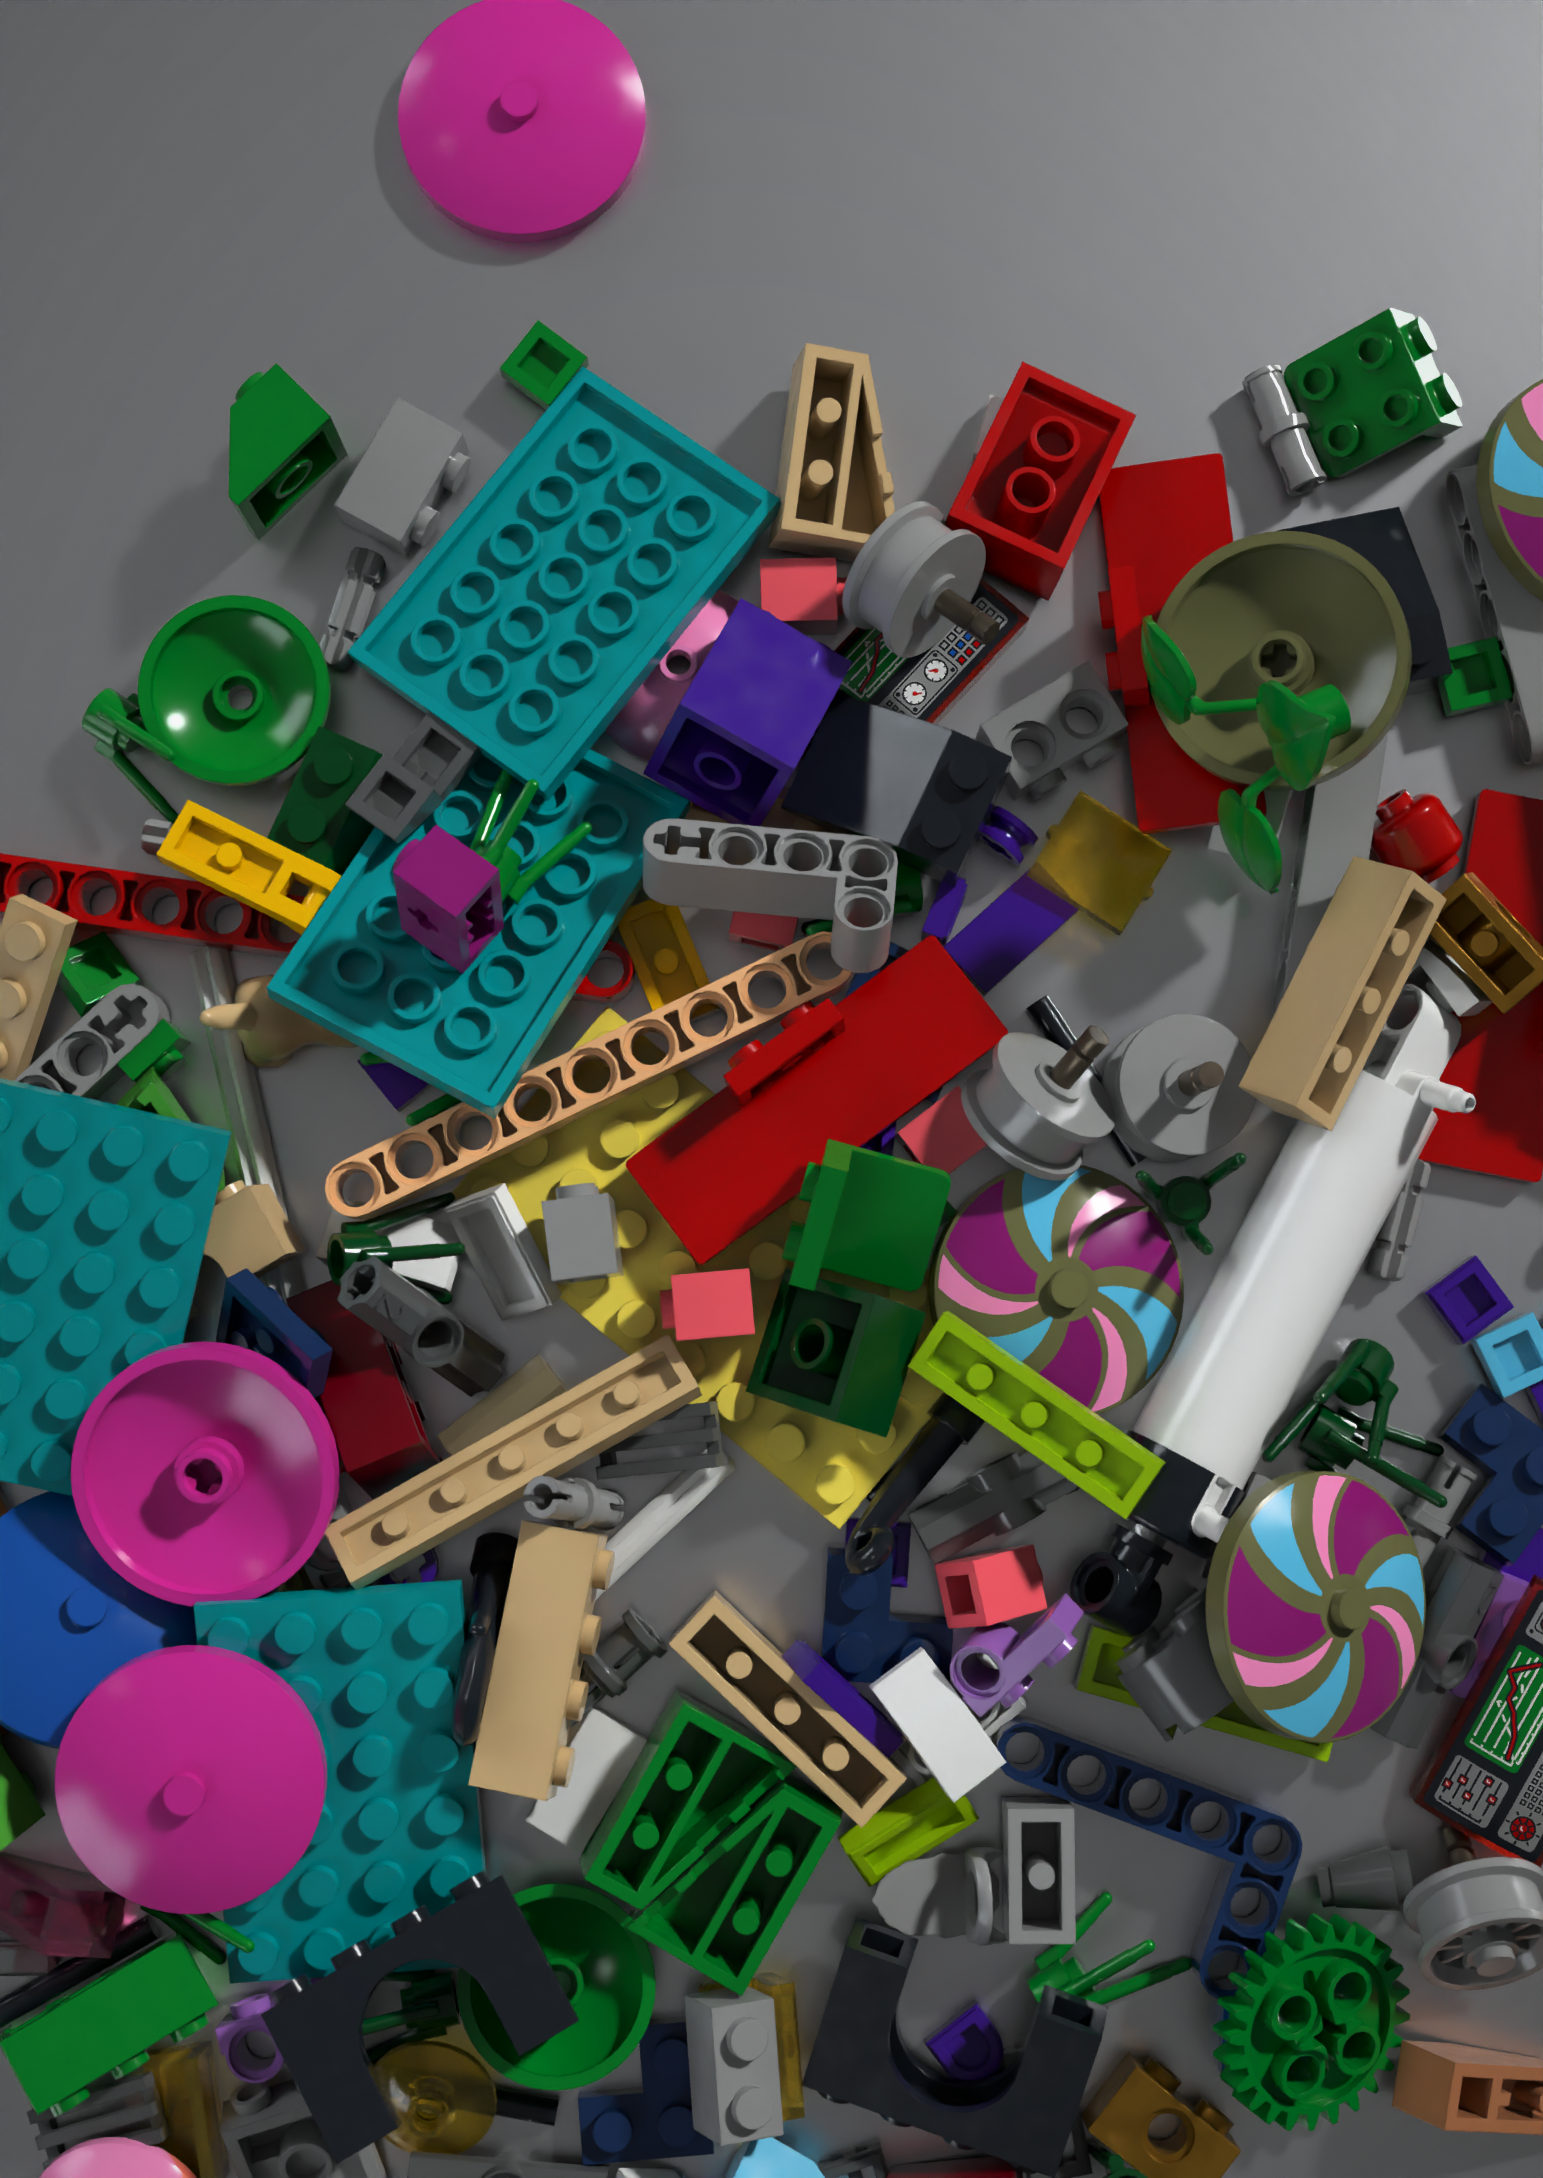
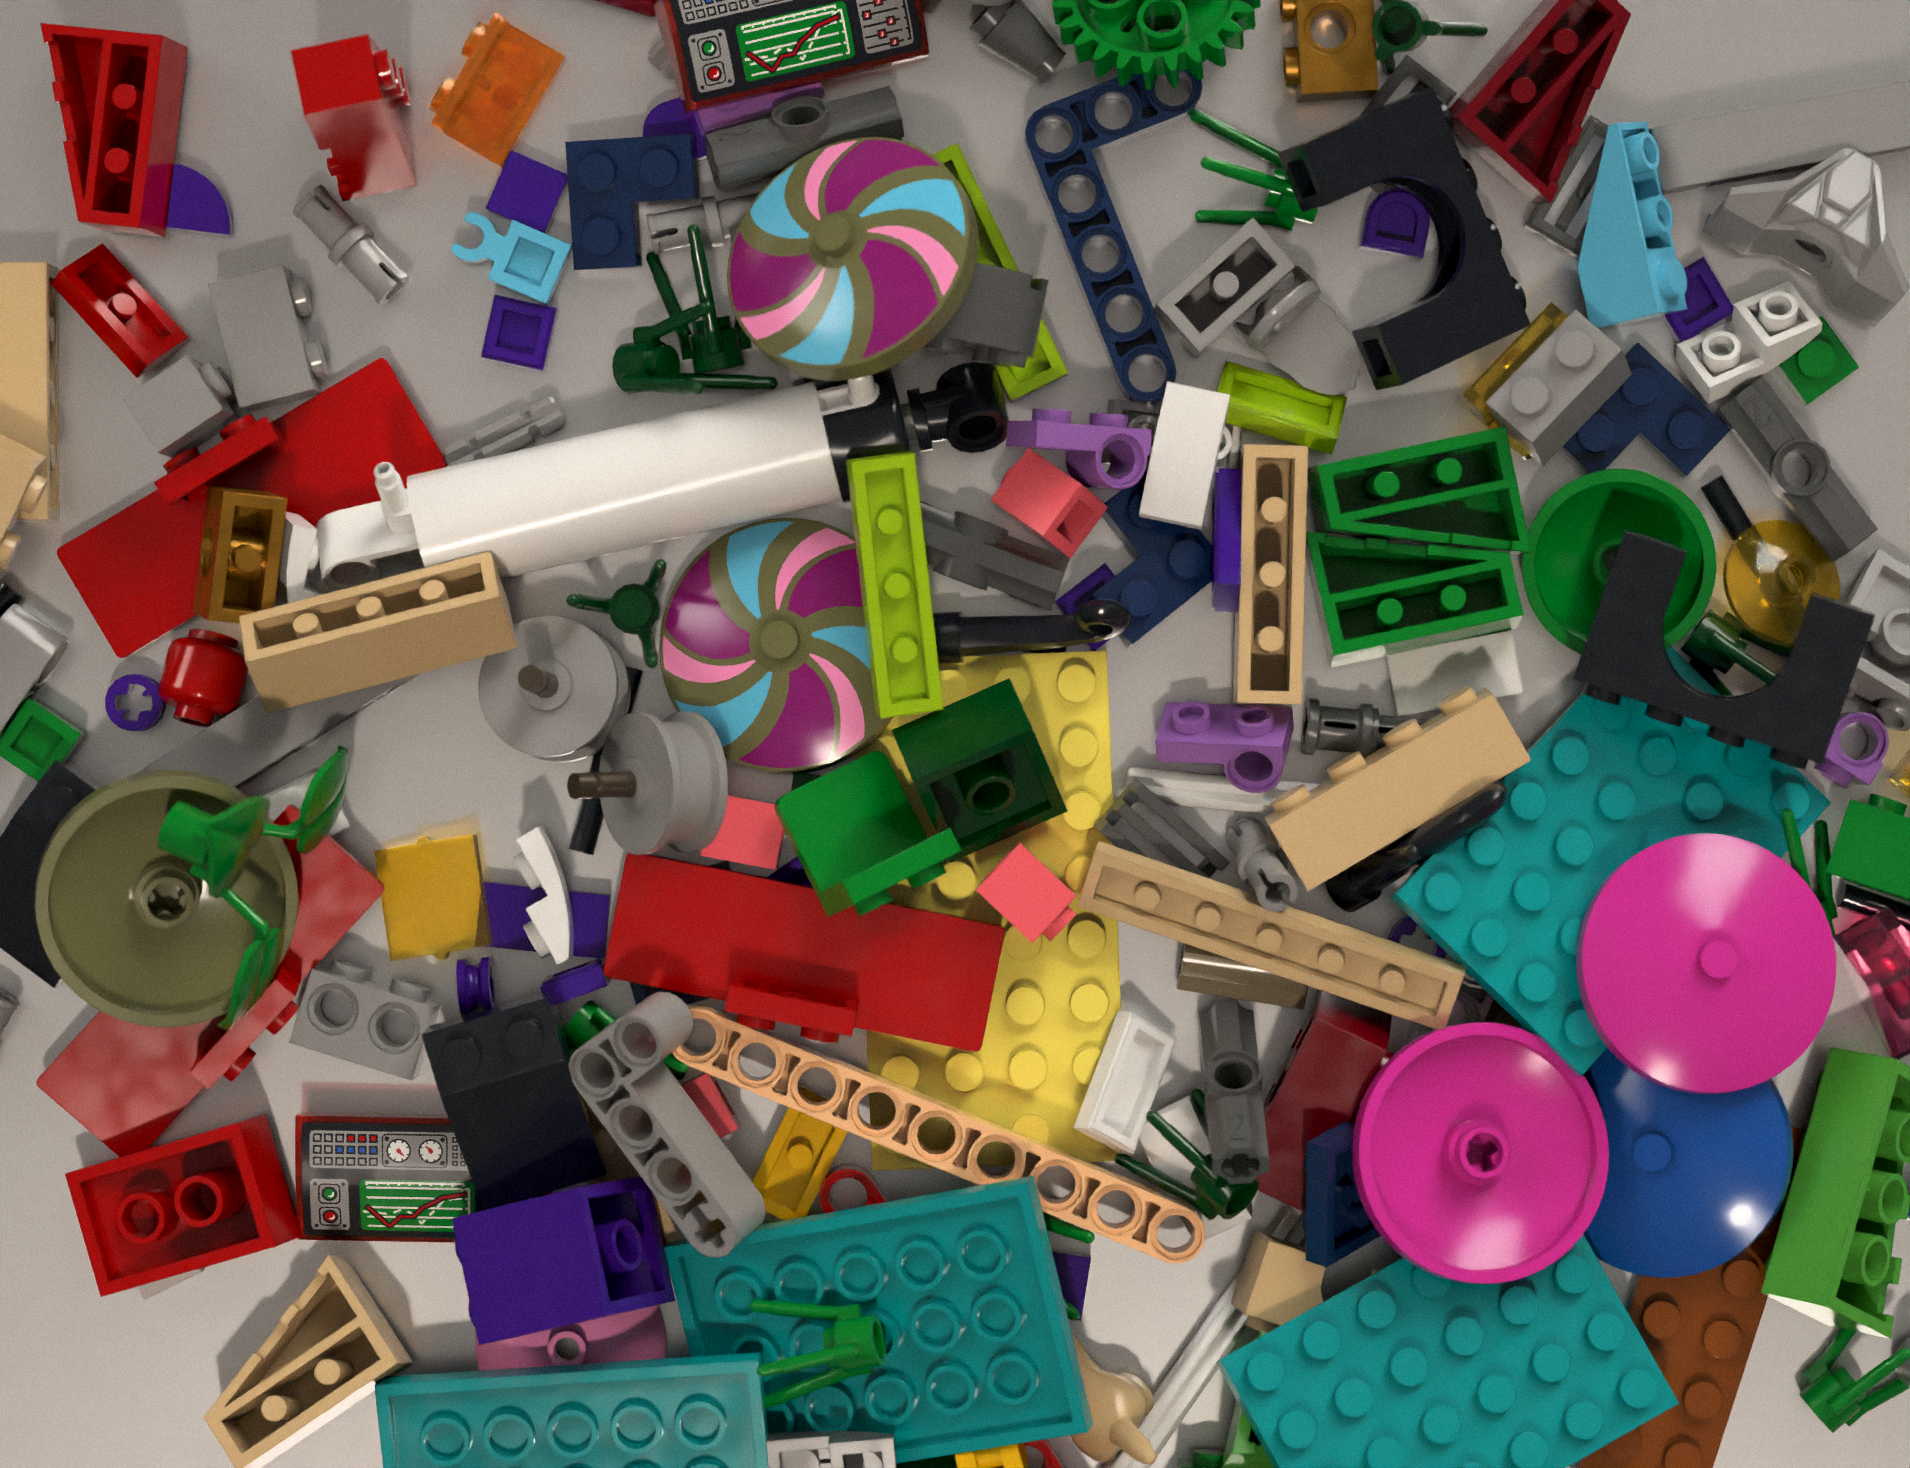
camera: 130 degrees left, 5 degrees up
(448, 897) = (902, 1356): magenta brick -> none
(582, 1235) = (1061, 1034): light grey brick -> none
(681, 1574) = (1244, 738): none -> medium lavender plate
(803, 593) = (428, 1303): coral brick -> none
(917, 582) = (348, 1222): light grey wheel -> none
(1010, 936) = (551, 917): none -> white slope
(1456, 777) = (125, 686): none -> dark purple bush

